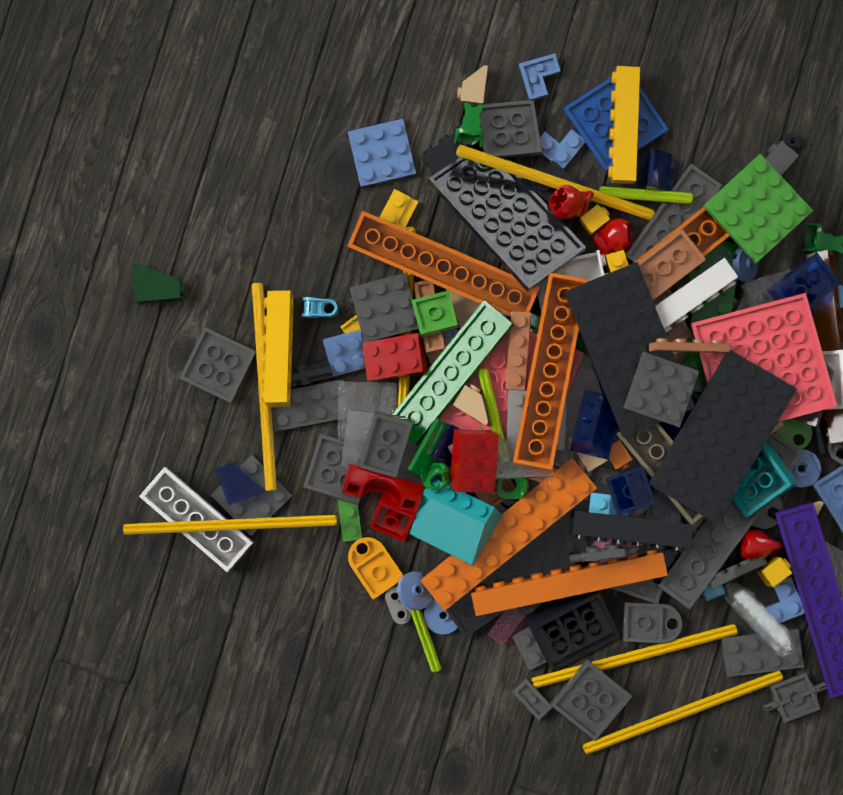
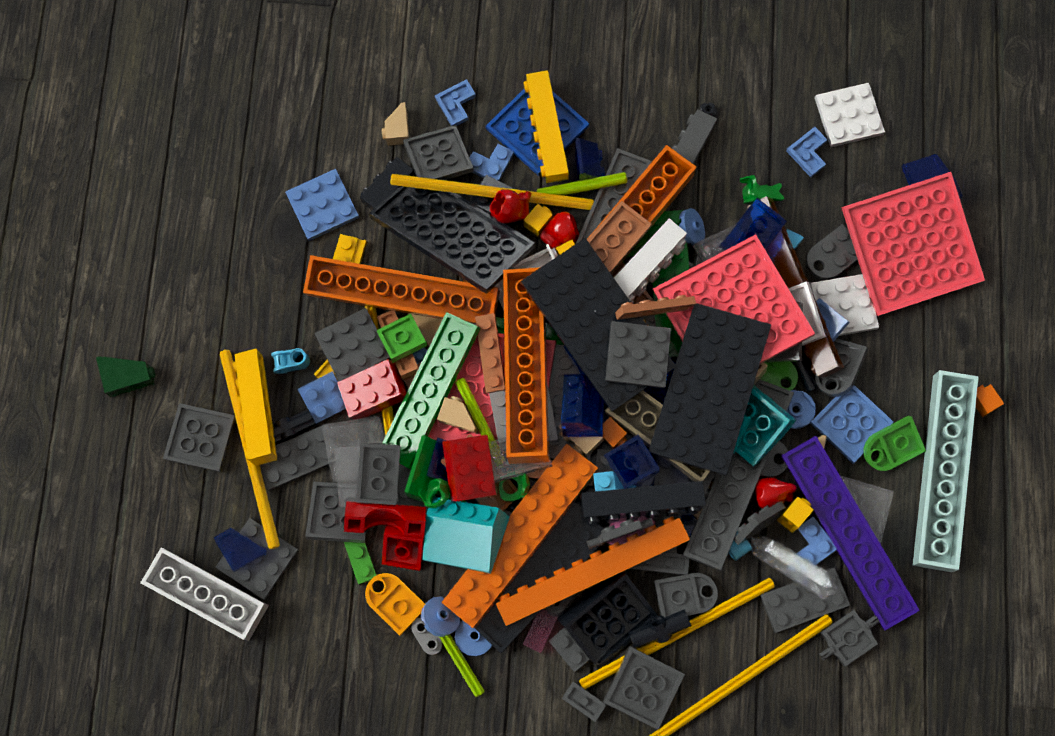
camera: 10 degrees left, 10 degrees down
(232, 524) = (236, 590): yellow axle -> none
(470, 129) = (400, 162): green hair -> none
(619, 649) = (660, 629): none -> black piece
(757, 208) = (690, 168): bright green plate -> none

